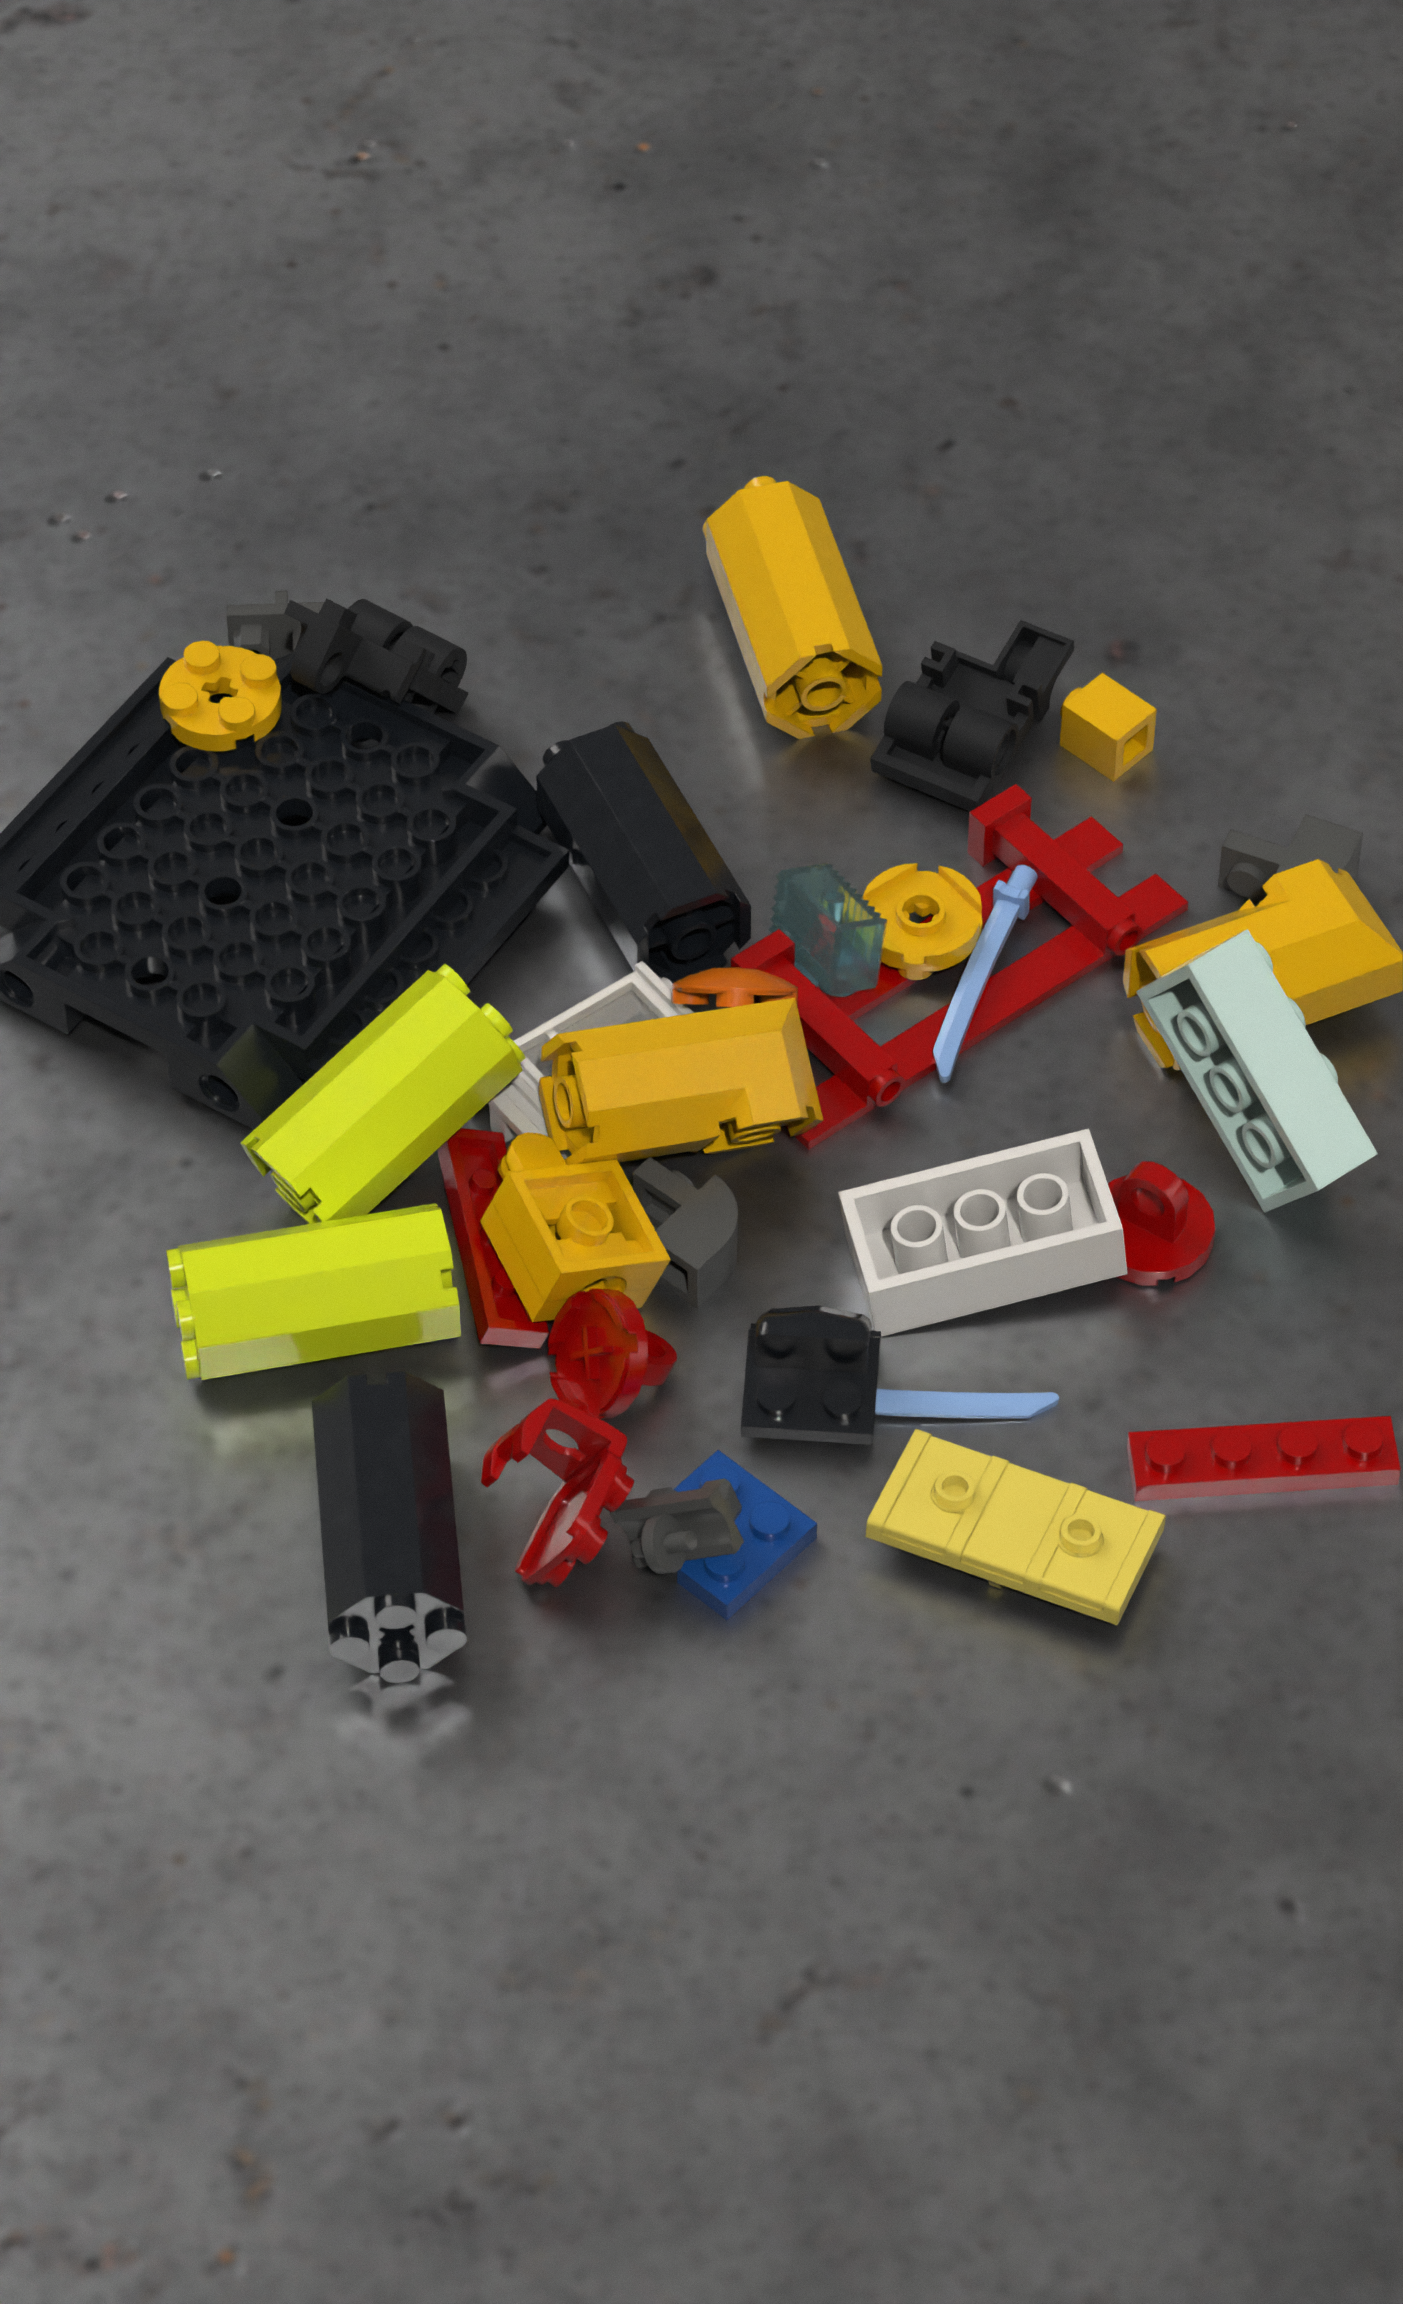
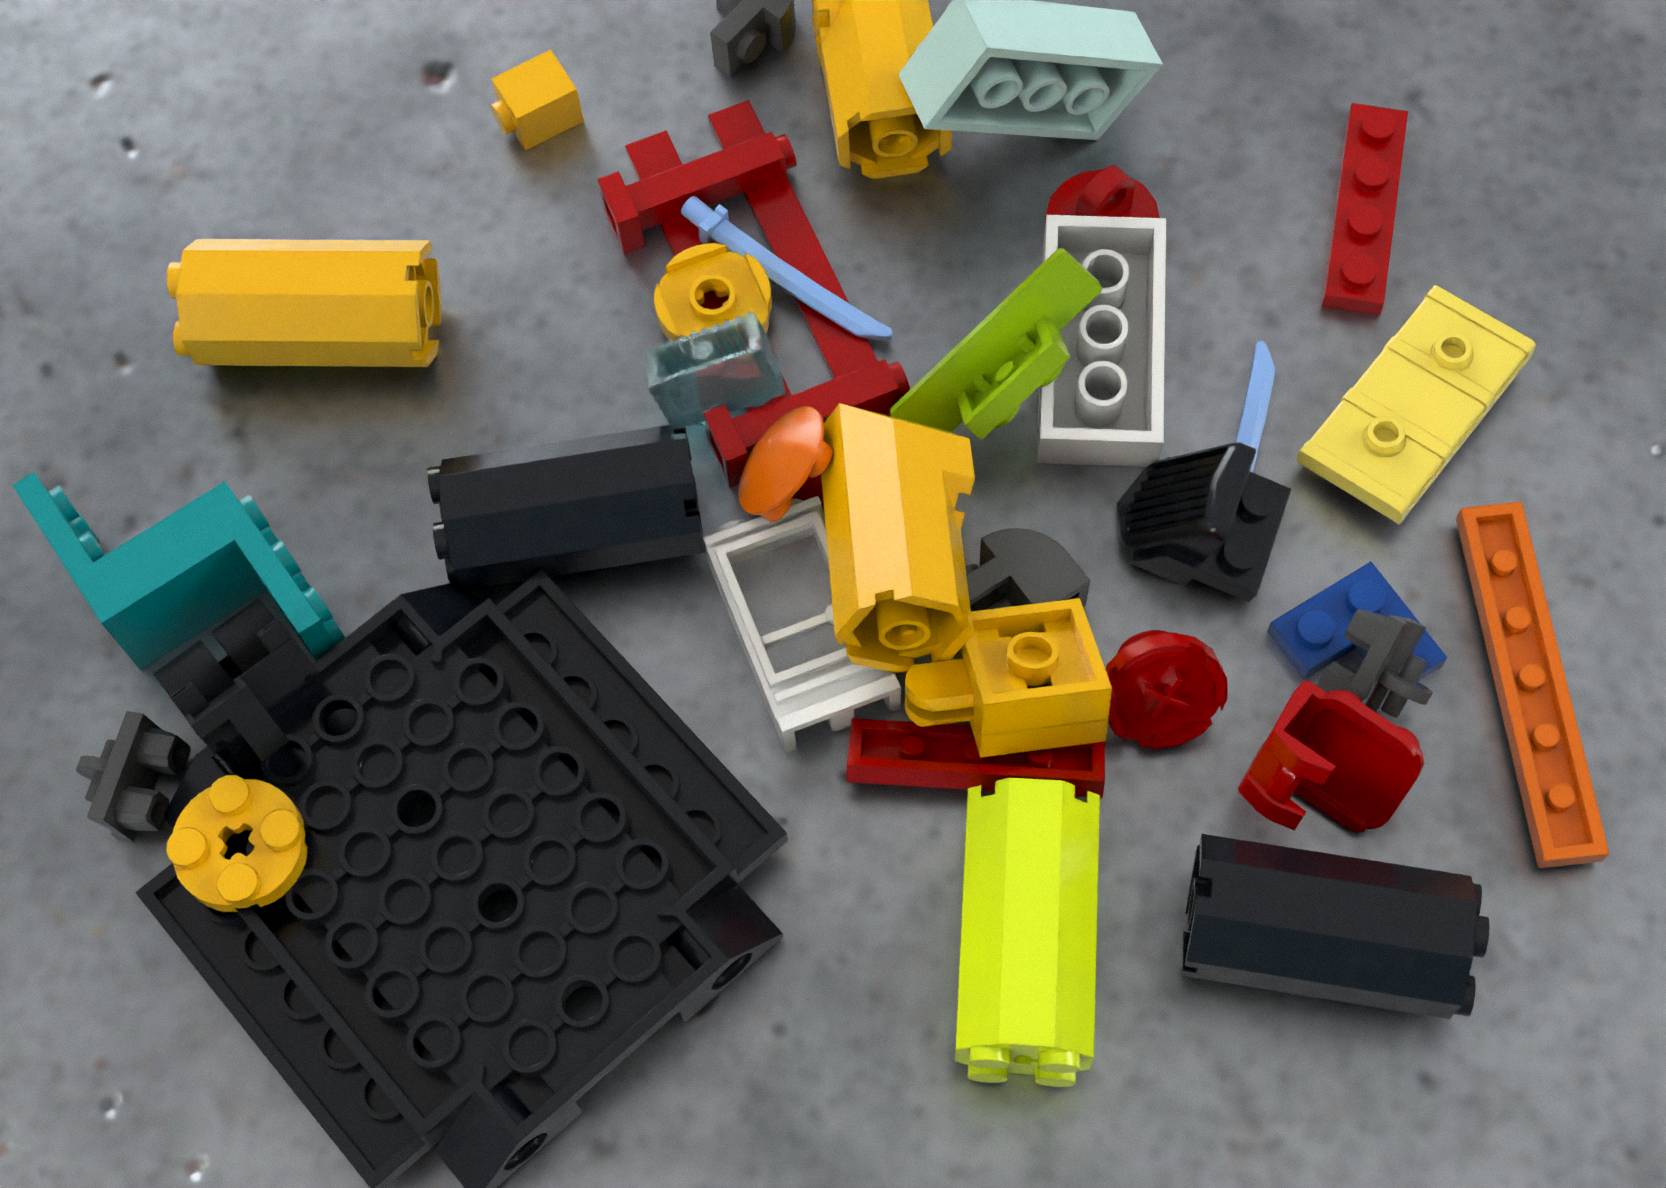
camera: 70 degrees left, 15 degrees up
(386, 1100) = (837, 805): neon yellow brick -> none
(477, 594) = (180, 571): none -> teal bracket
(722, 1680) = (1531, 686): none -> orange plate
(916, 1130) = (1004, 354): none -> lime bracket
(969, 717) = (489, 200): black plate -> none

